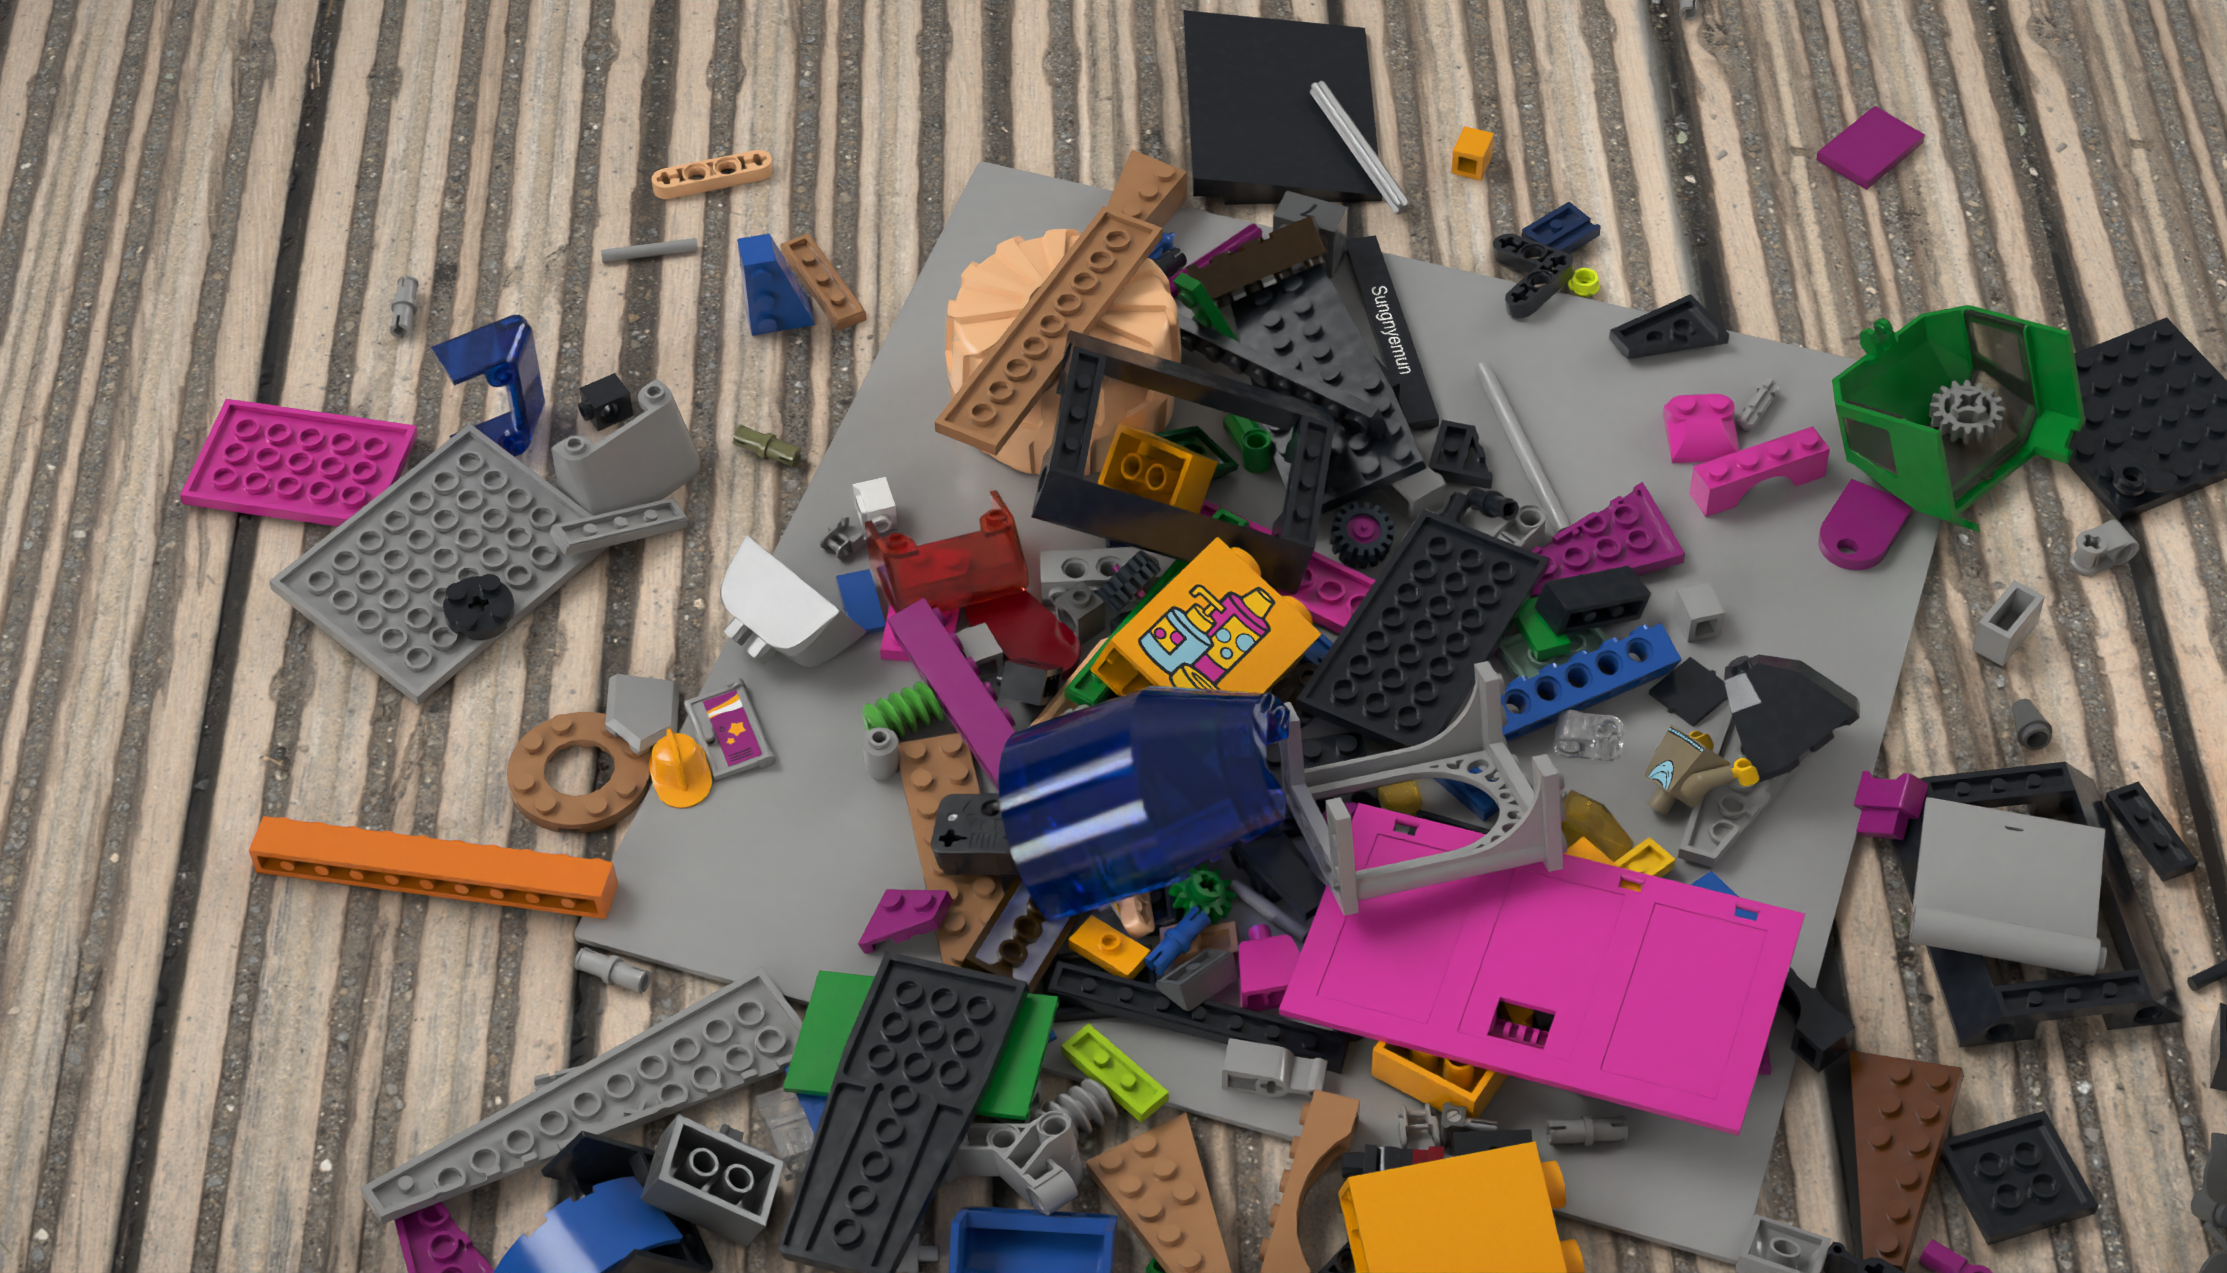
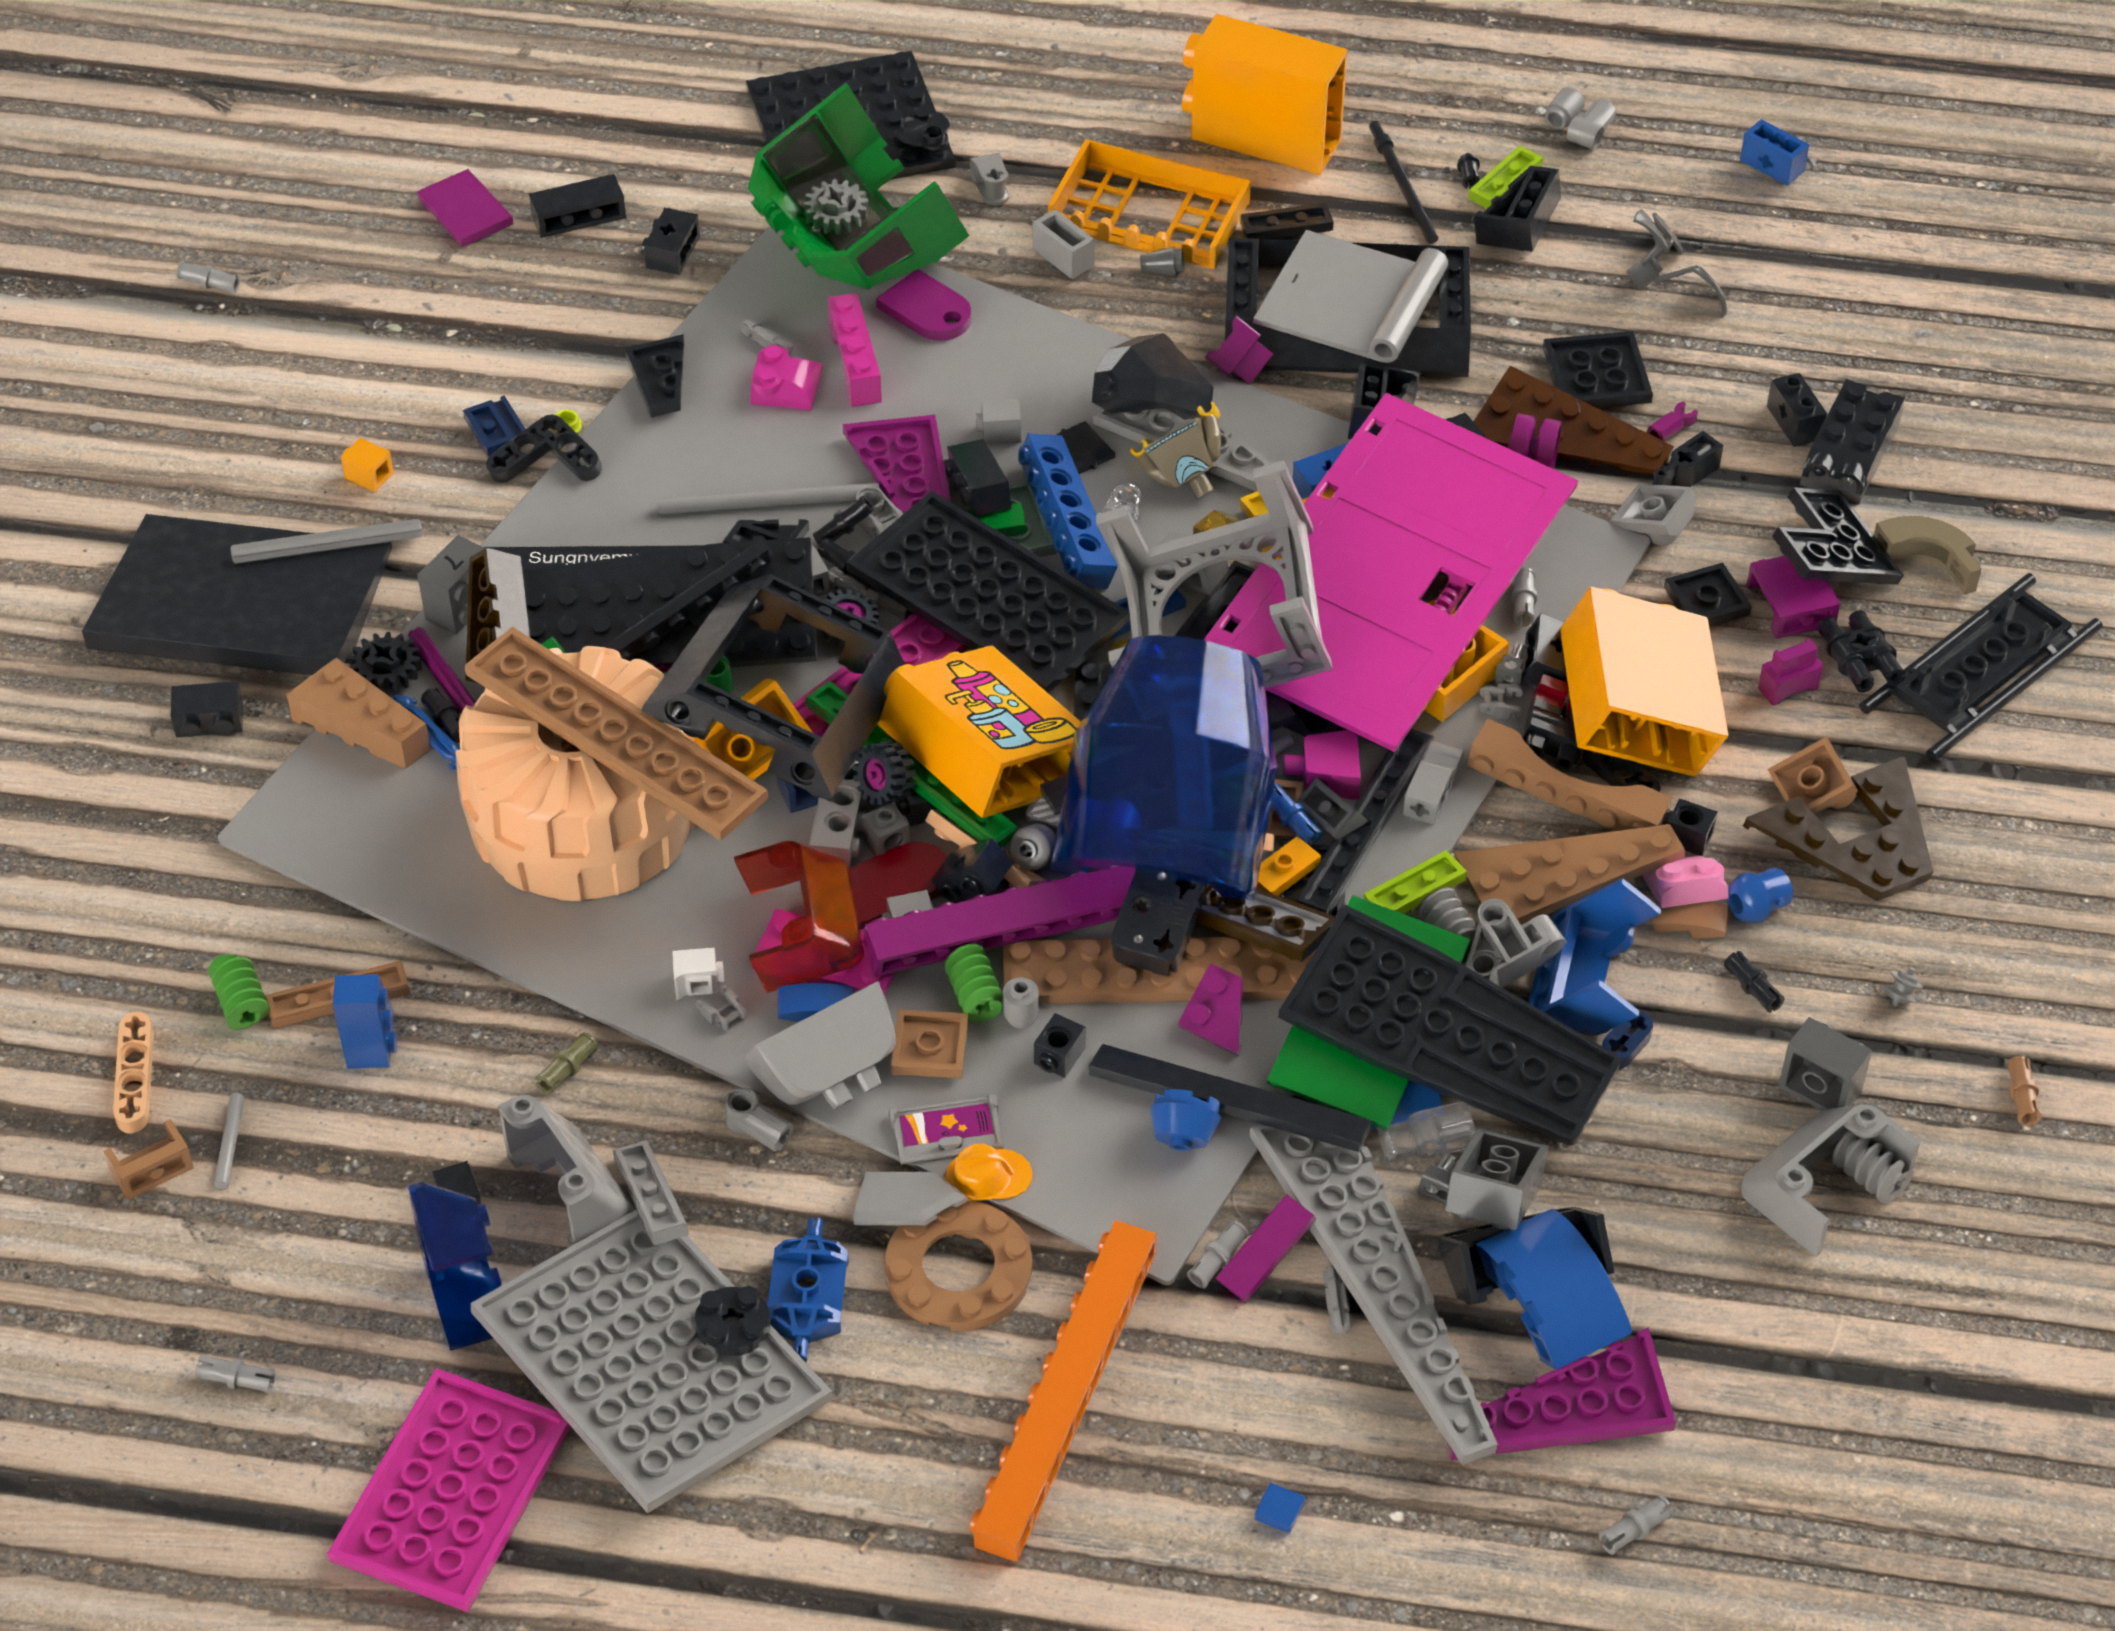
camera: 80 degrees left, 0 degrees up
(322, 1063) = (1280, 1508): none -> blue tile
(563, 663) = (814, 1311): none -> blue plate
(612, 205) = (151, 1165): none -> medium nougat panel
(614, 1002) = (1266, 1248): none -> magenta tile
(708, 604) = (756, 1119): none -> light grey piece
(748, 902) = (1184, 1119): none -> blue cone
(792, 946) = (1234, 1097): none -> black tile
(801, 211) = (238, 990): none -> bright green piece
(824, 696) = (930, 1044): none -> medium nougat plate
(836, 795) = (1059, 1045): none -> black brick
(1128, 119) = (207, 709): none -> black brick
(1207, 215) = (387, 661): none -> black gear
(1825, 1109) = (1540, 448): none -> magenta wheel
(1857, 947) = (1371, 386): none -> black wedge
(1878, 299) = (671, 241): none -> black brick
(1903, 224) = (577, 205): none -> black brick
(2118, 769) = (1158, 172): none -> light orange window

